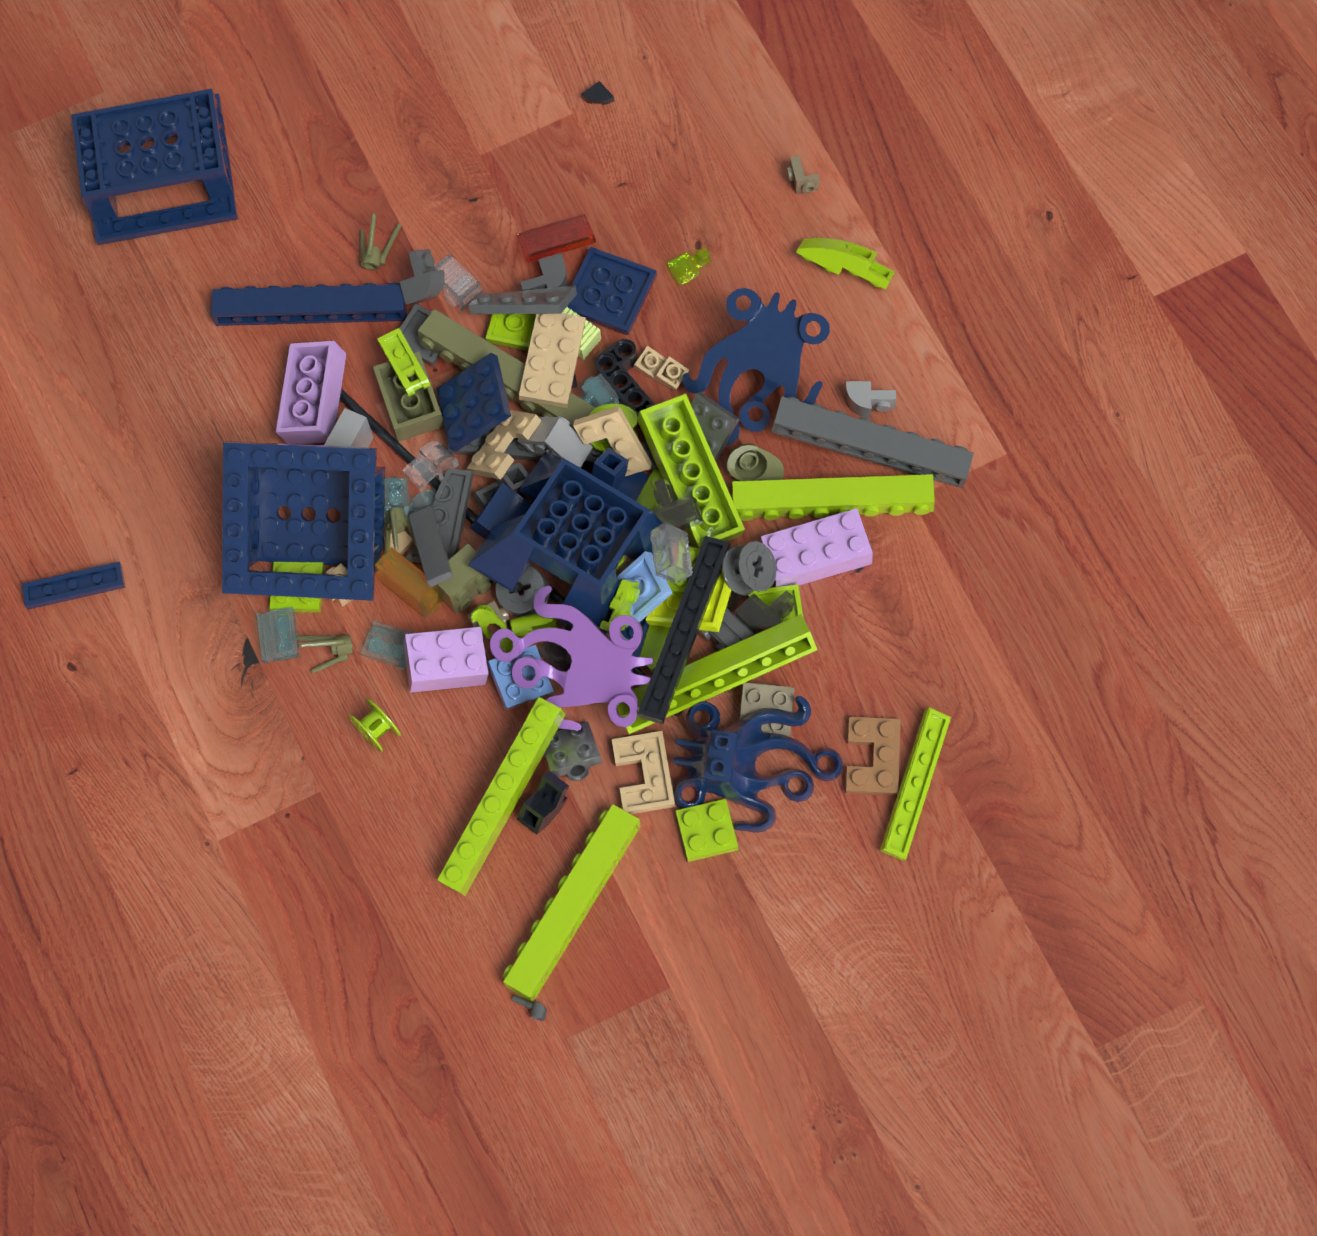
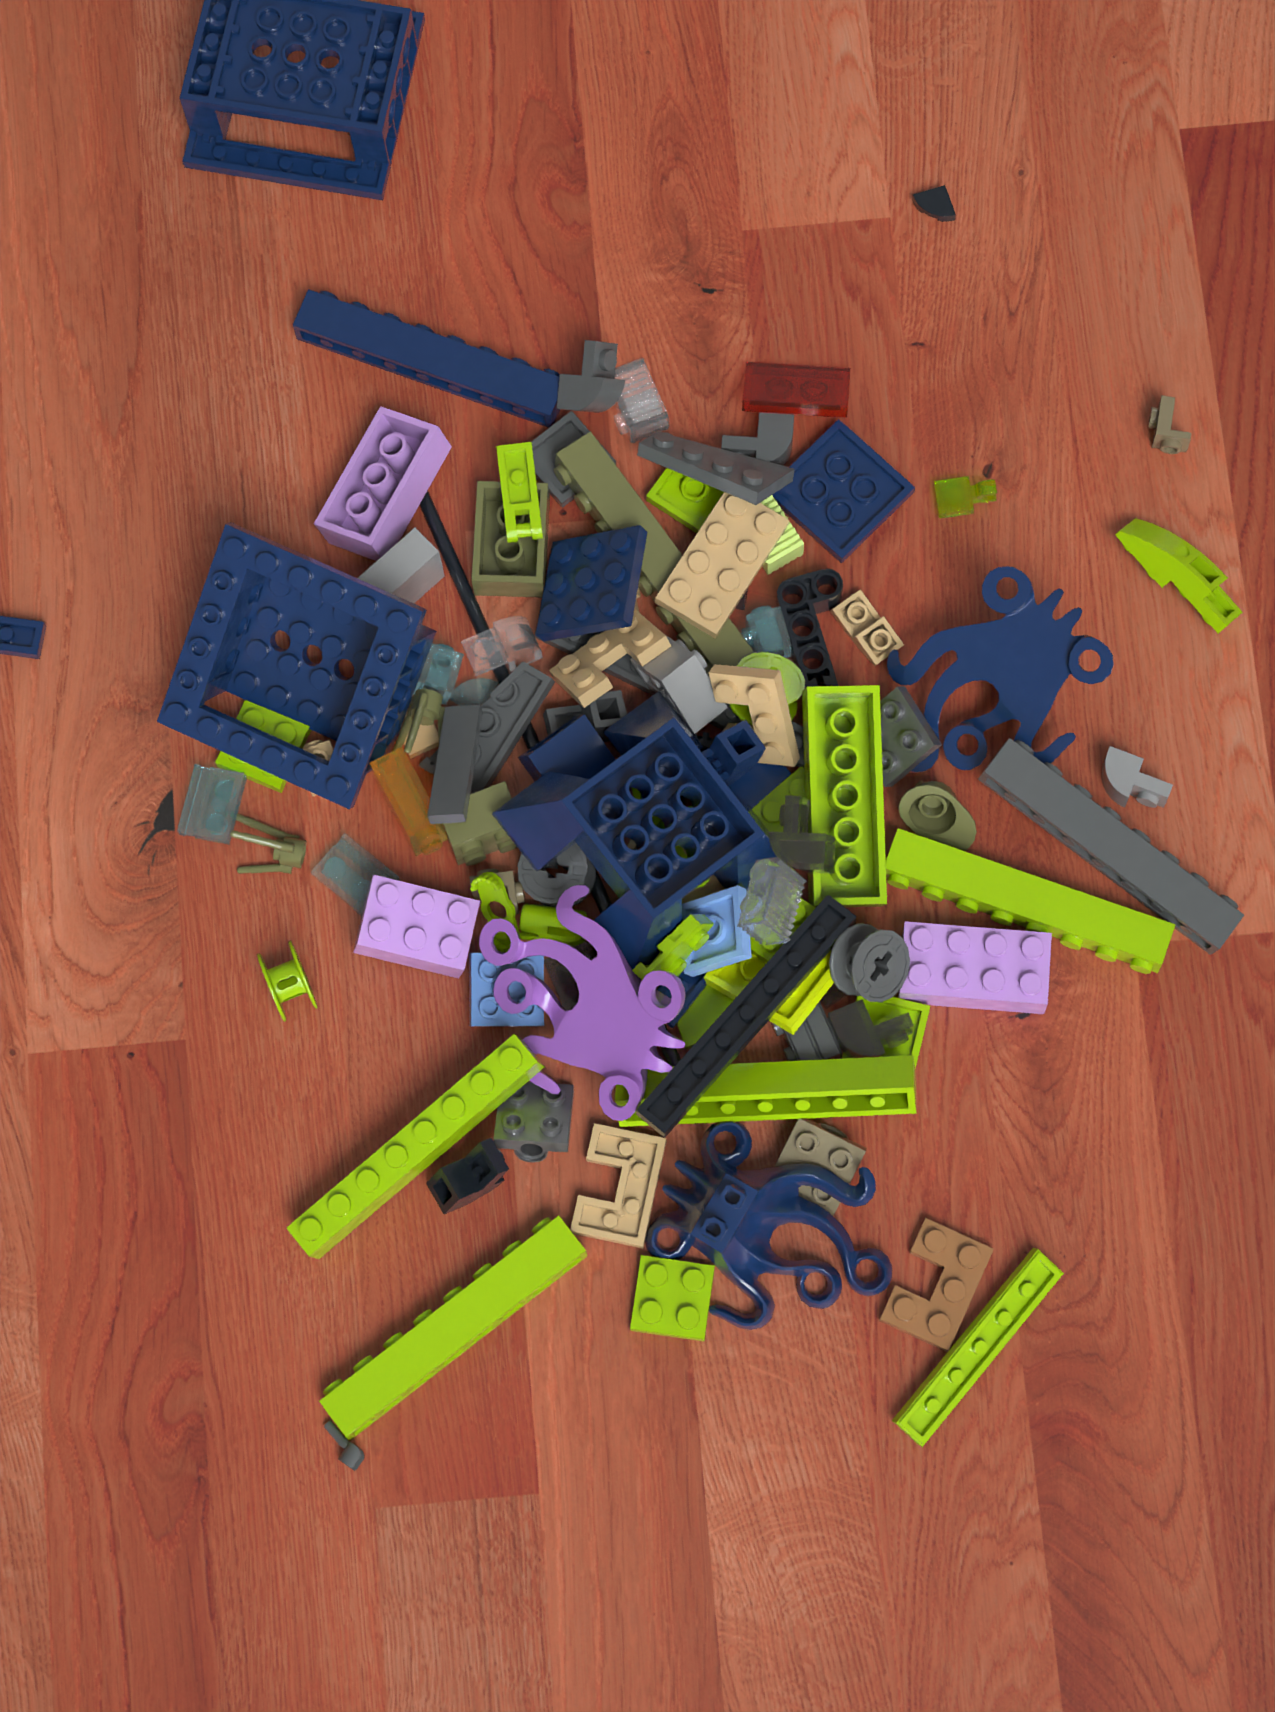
camera: 20 degrees right, 5 degrees up
(371, 257) = (538, 319): olive plant -> none

